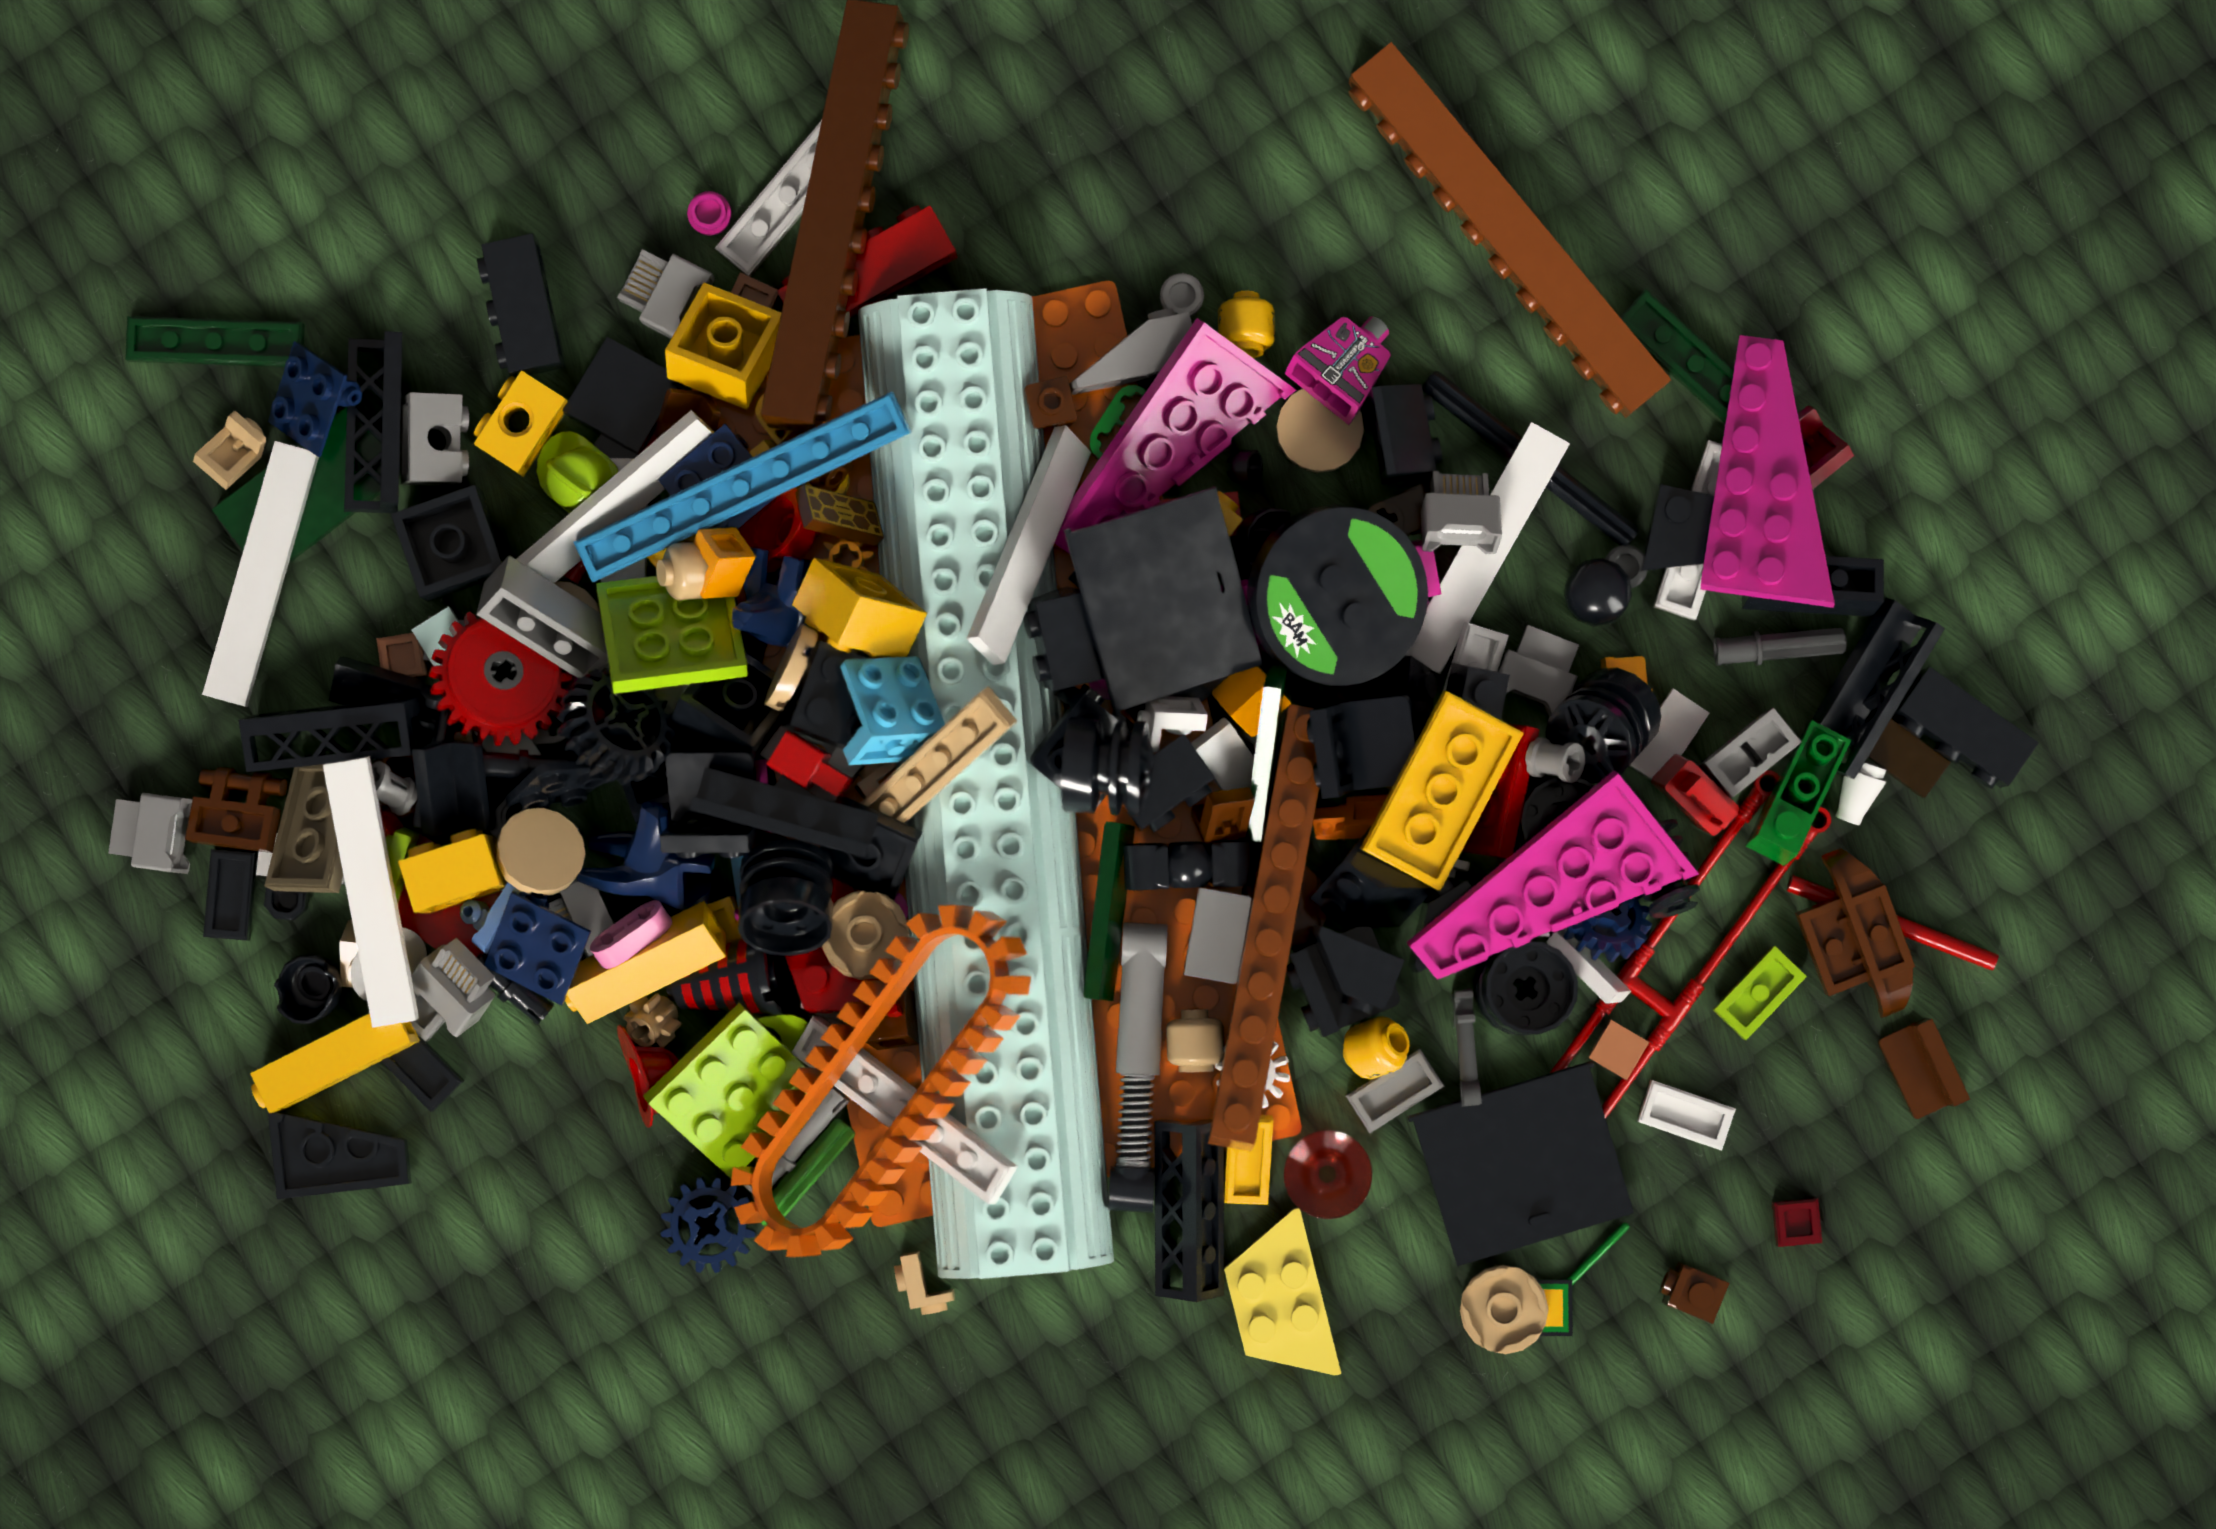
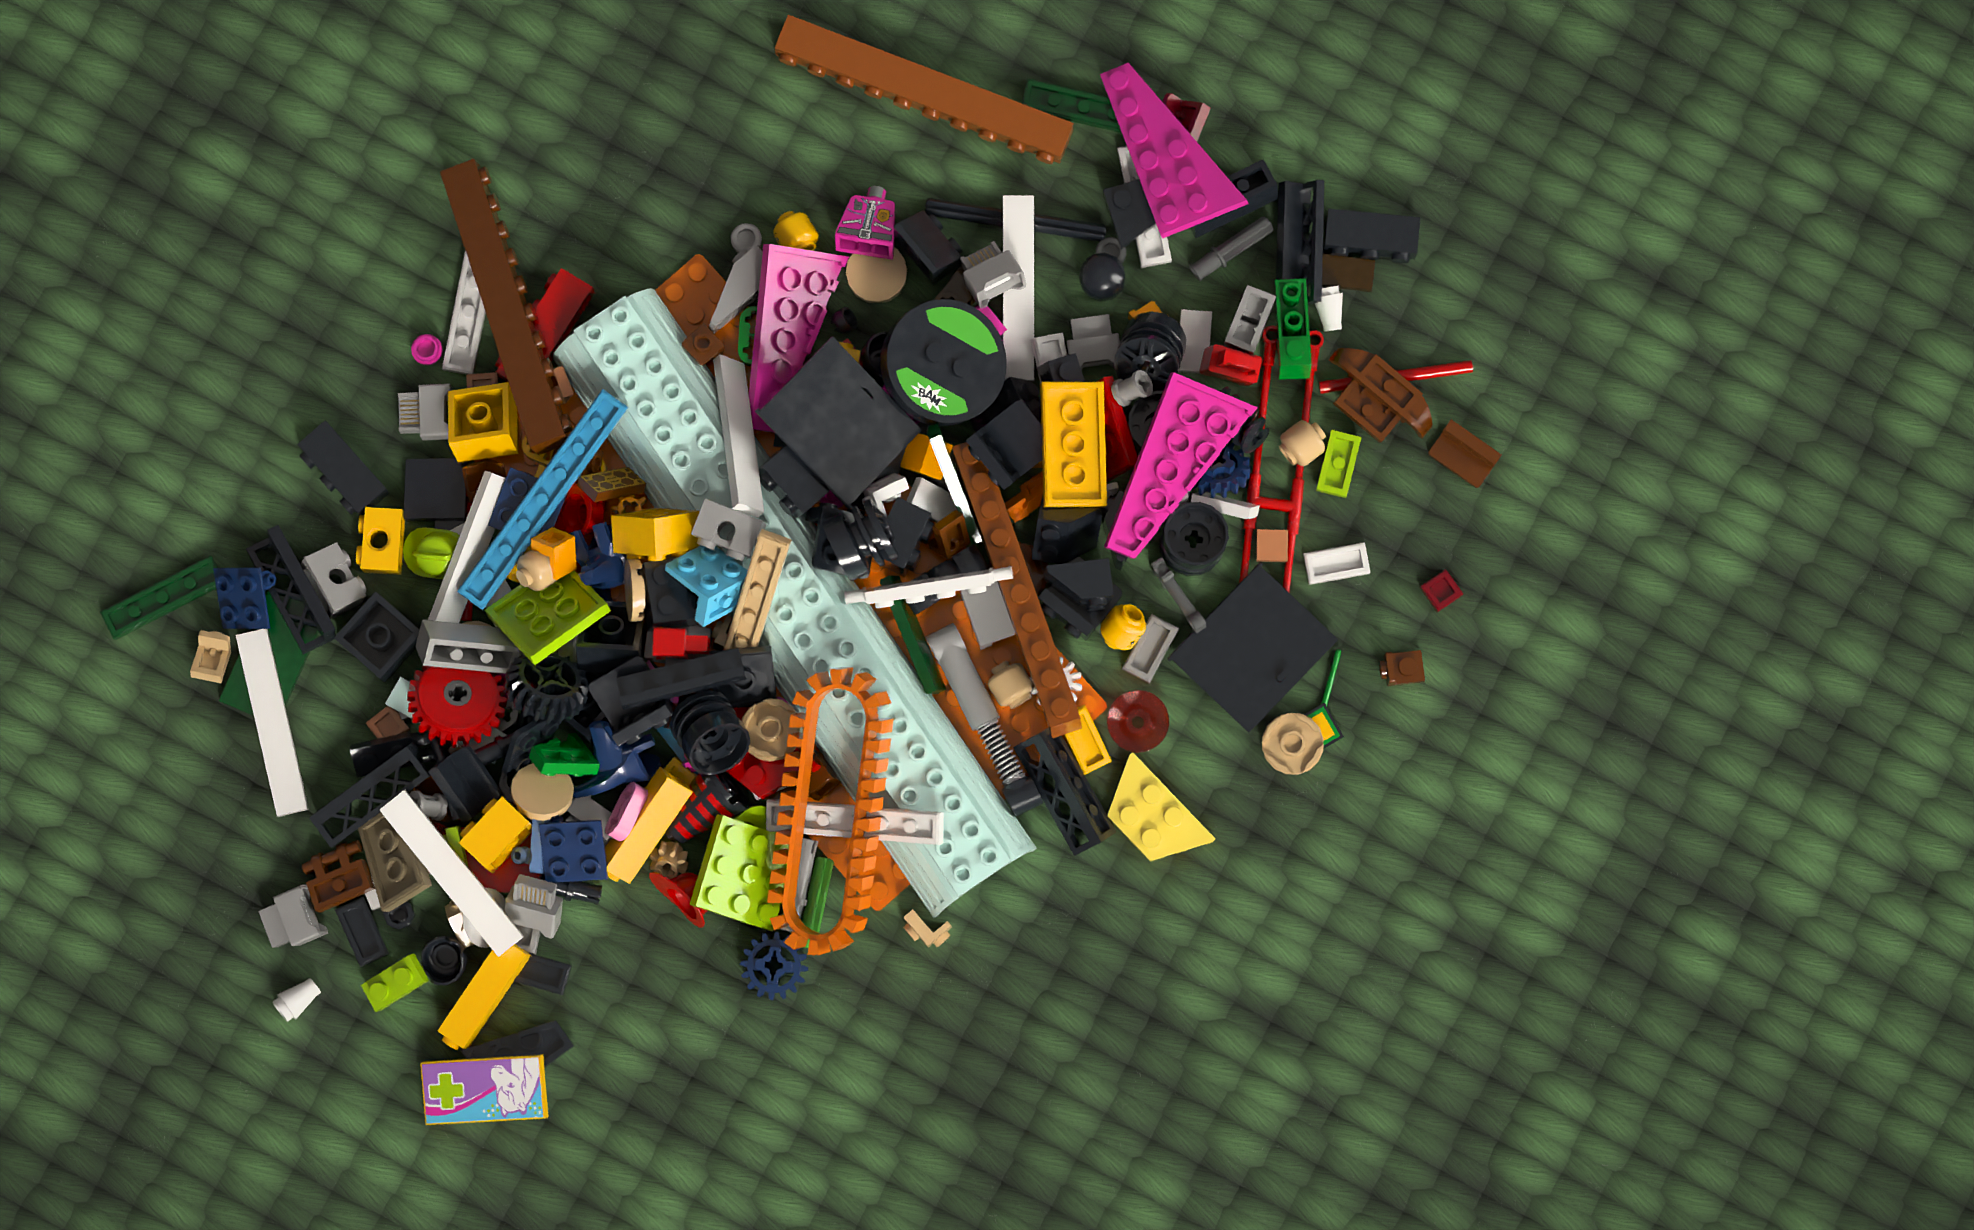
camera: 30 degrees left, 5 degrees down
(102, 933) = (296, 999): none -> white cone
(233, 982) = (395, 982): none -> lime plate
(268, 1177) = (484, 1089): none -> tile
(591, 824) = (564, 758): none -> green wing
(850, 352) = (561, 380): none -> nougat tile
(941, 633) = (714, 517): none -> light grey brick
(1143, 864) = (916, 590): none -> white plate
(1729, 944) = (1302, 443): none -> tan head

